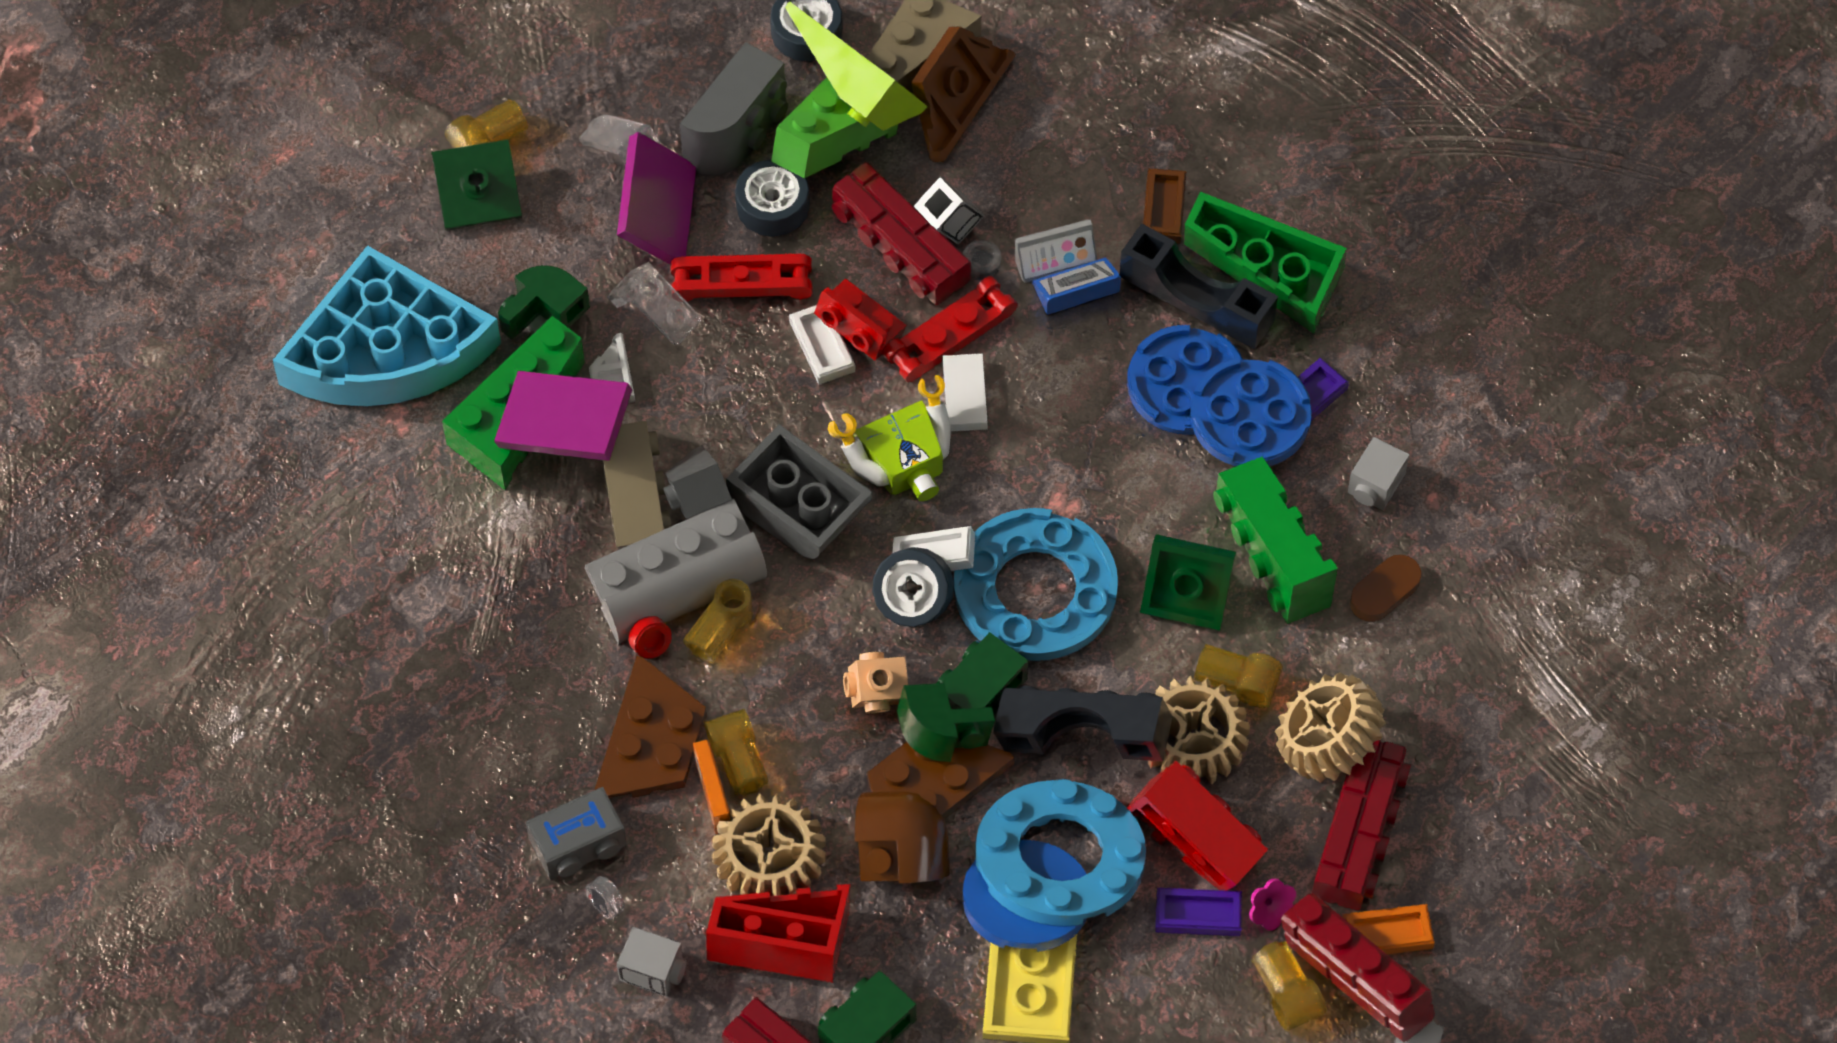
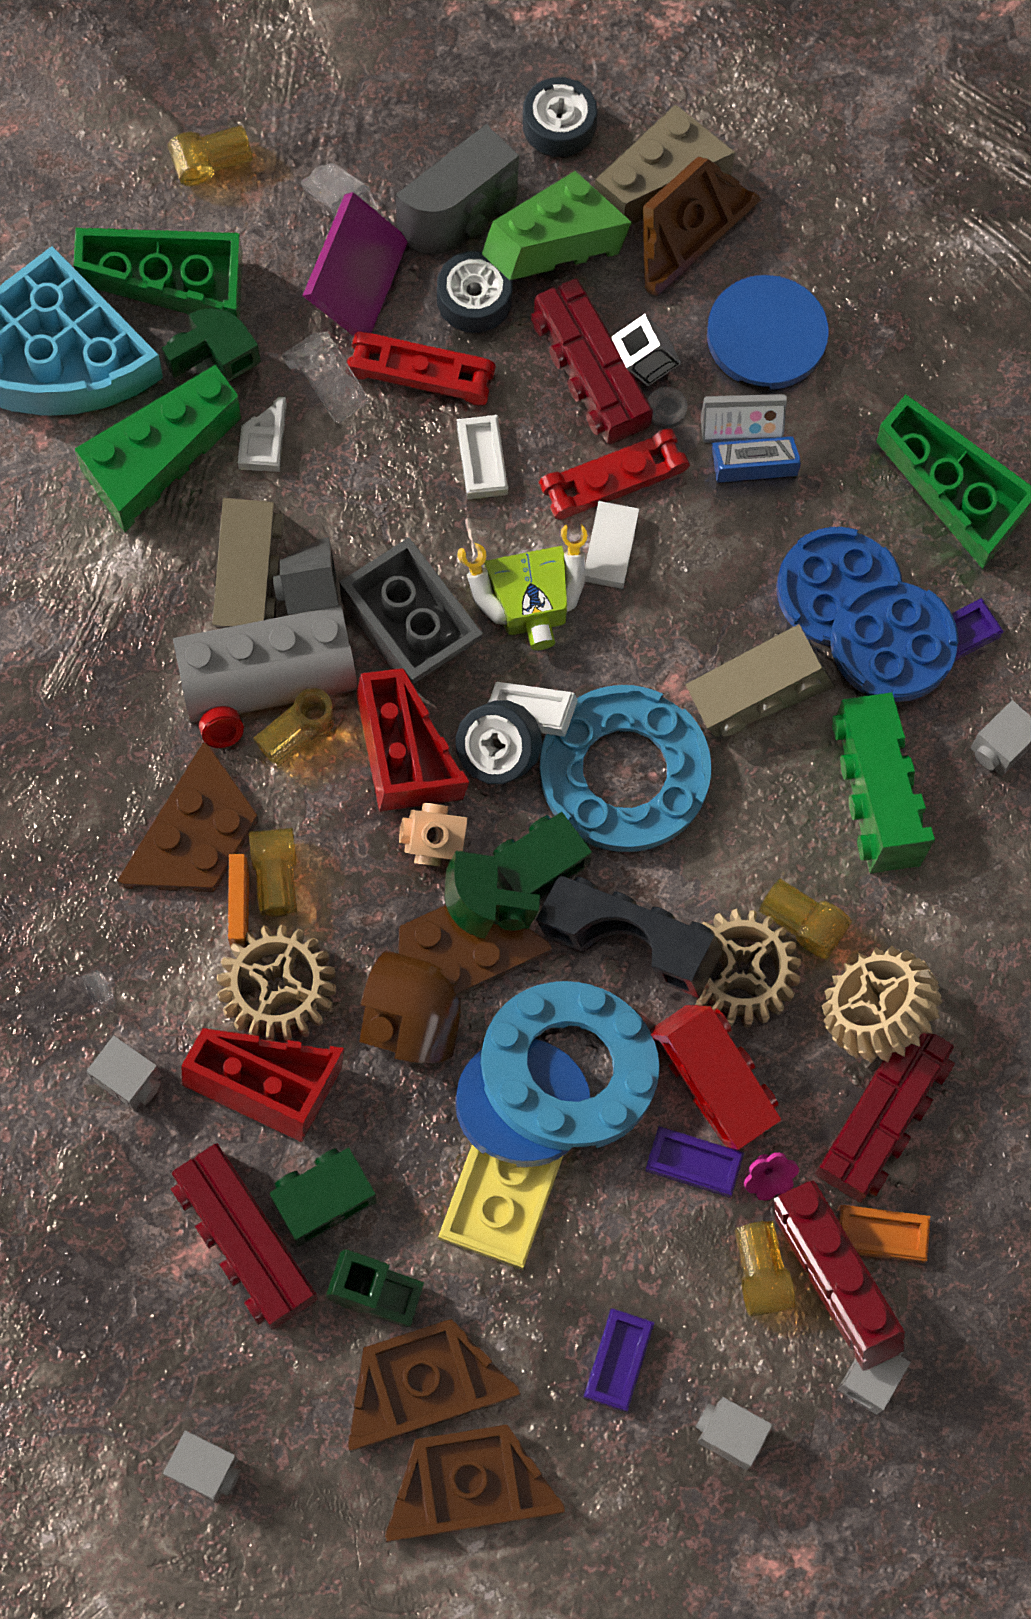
camera: 10 degrees right, 10 degrees up
(475, 241) = (163, 267): none -> green wedge
(476, 184) = (183, 198): dark green tile -> none
(563, 415) = (192, 476): magenta tile -> none
(576, 834) = (88, 918): dark grey brick -> none
(825, 611) = (403, 747): none -> red wedge
(856, 80) = (584, 189): wedge -> none
(858, 318) = (524, 441): red bracket -> none
(1055, 170) = (767, 331): none -> blue tile
(1139, 477) = (760, 682): none -> dark tan wedge
(1159, 268) = (905, 523): black arch -> none
(1165, 202) = (867, 396): reddish brown tile -> none
(1187, 582) = (779, 808): dark green tile -> none
(1385, 588) = (981, 861): reddish brown tile -> none

